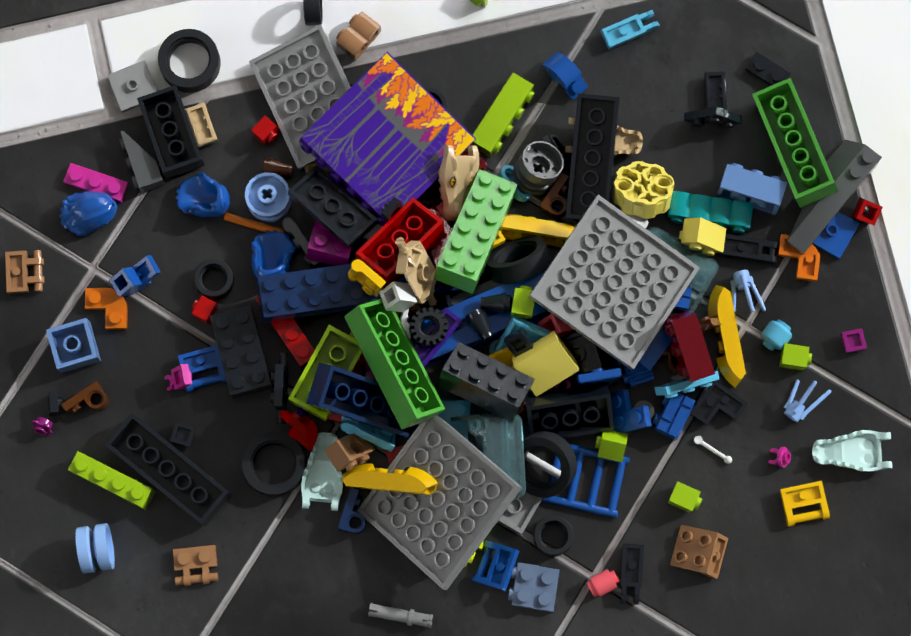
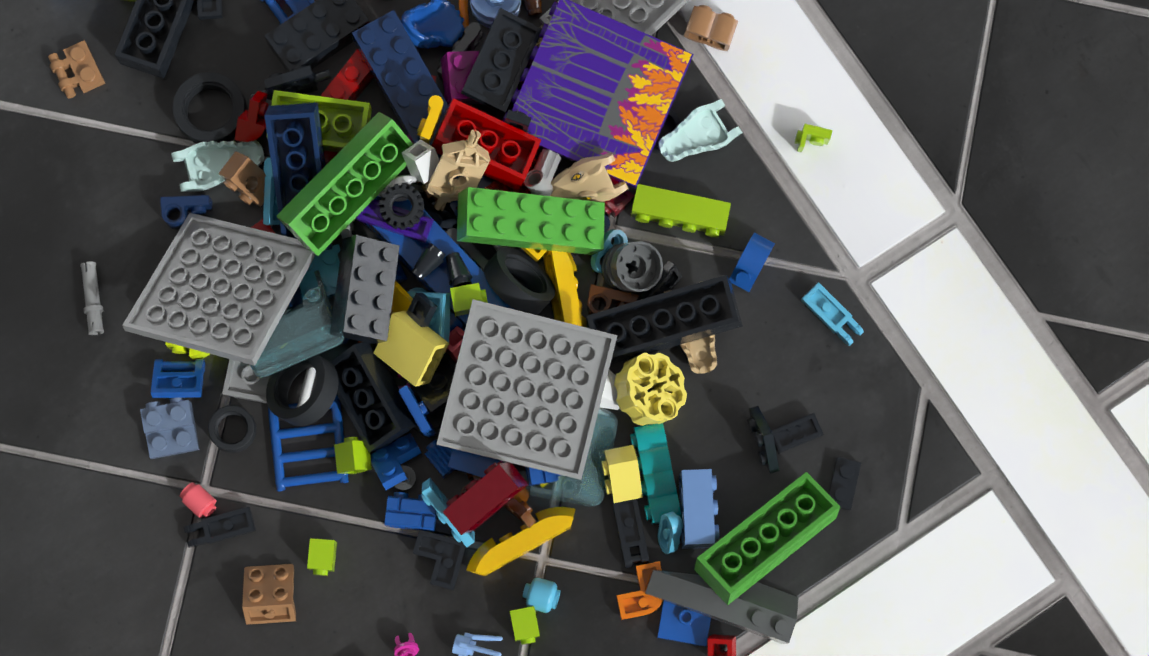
camera: 60 degrees right, 0 degrees up
(410, 481) = (227, 239): yellow brick -> none
(439, 207) = (539, 179): none -> light grey piece
(445, 77) = (698, 133): none -> light aqua animal
(698, 440) = (395, 550): white hinge -> none
(744, 282) = (590, 536): light blue plant -> none
(762, 217) = (669, 532): none -> medium azure plate

